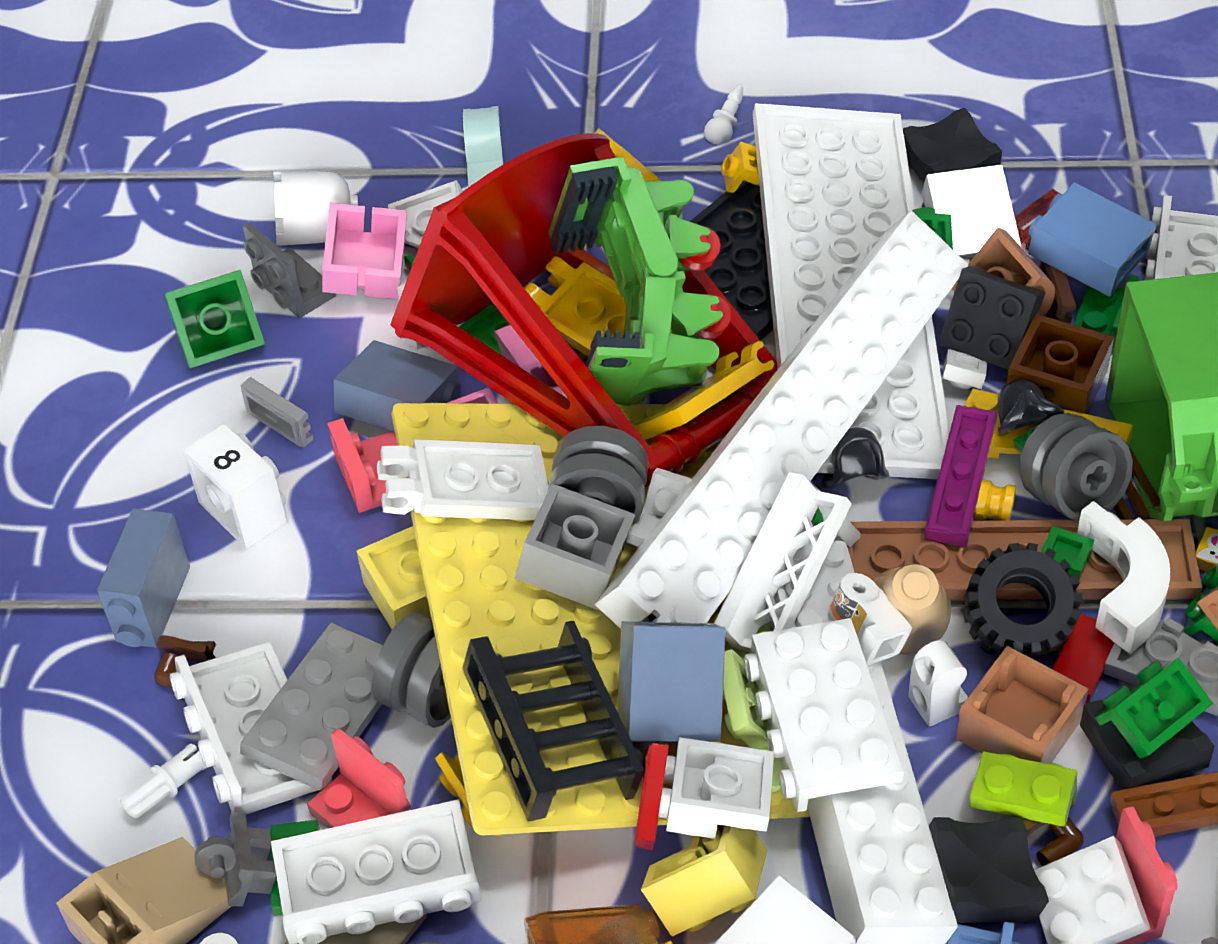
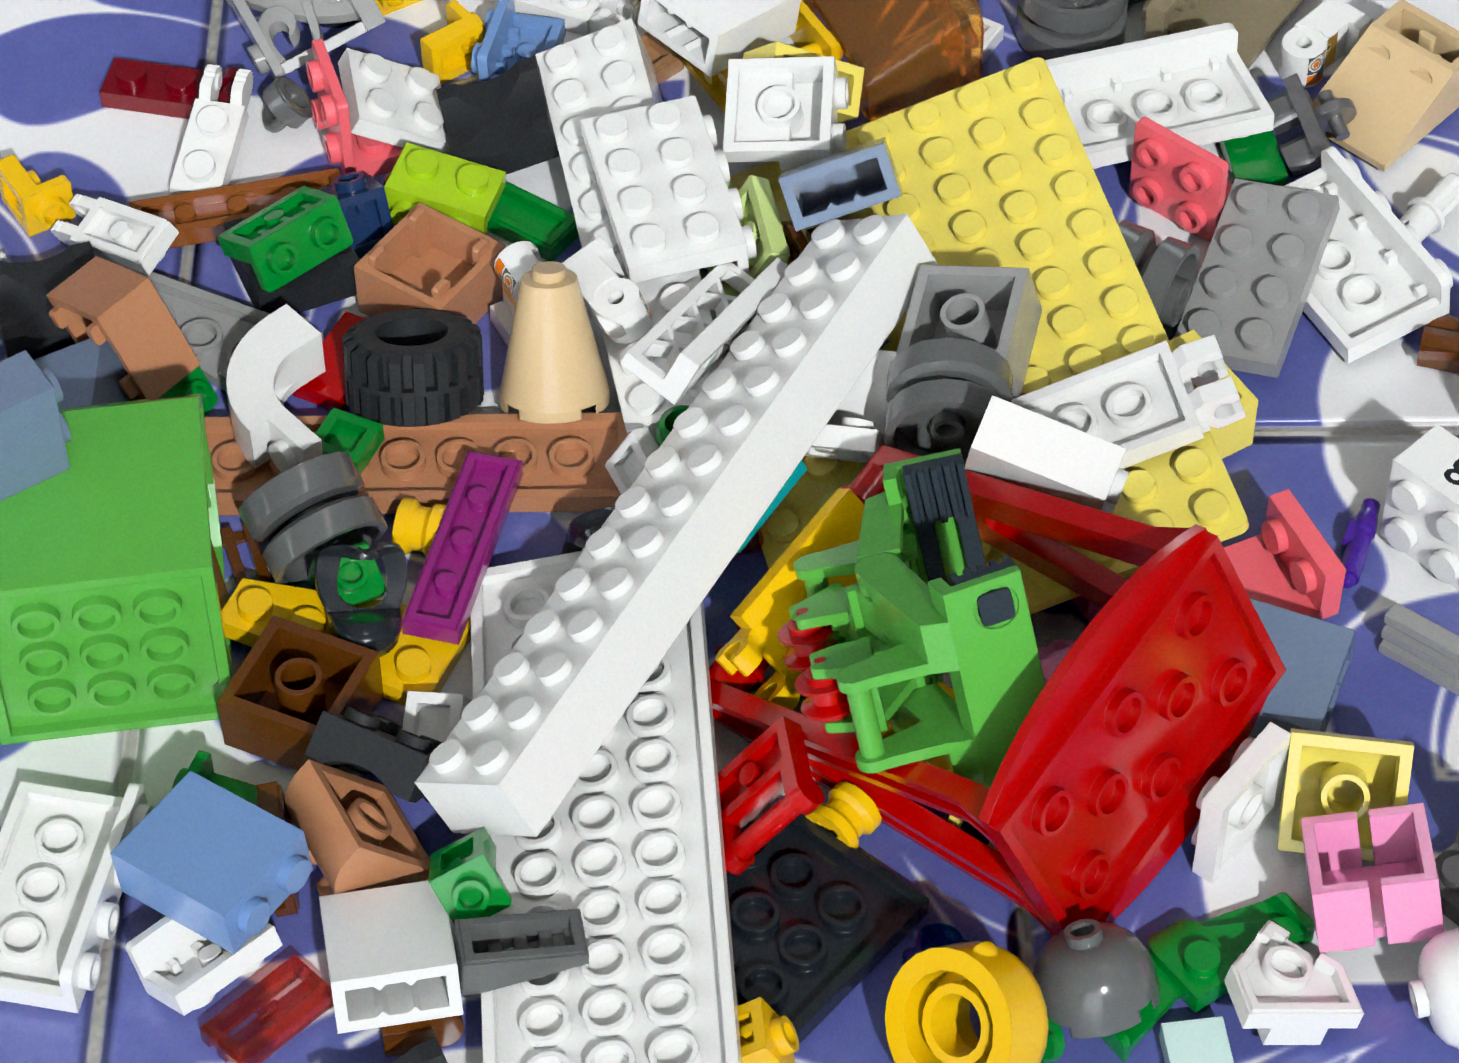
camera: 175 degrees right, 0 degrees up
(306, 505) = (1357, 540): none -> dark purple piece
(357, 315) = (1340, 775): none -> light yellow brick
(521, 746) = (1002, 105): black fence -> none
(534, 395) = (1047, 456): none -> white brick
(651, 796) = (857, 102): red tile -> none
(742, 278) = (757, 777): none -> red plate
(910, 184) = (488, 968): none -> dark grey slope
(947, 795) = (532, 219): none -> green tile
(1105, 782) = (364, 209): none -> dark blue bracket
(1192, 917) = (287, 103): none -> dark grey tile

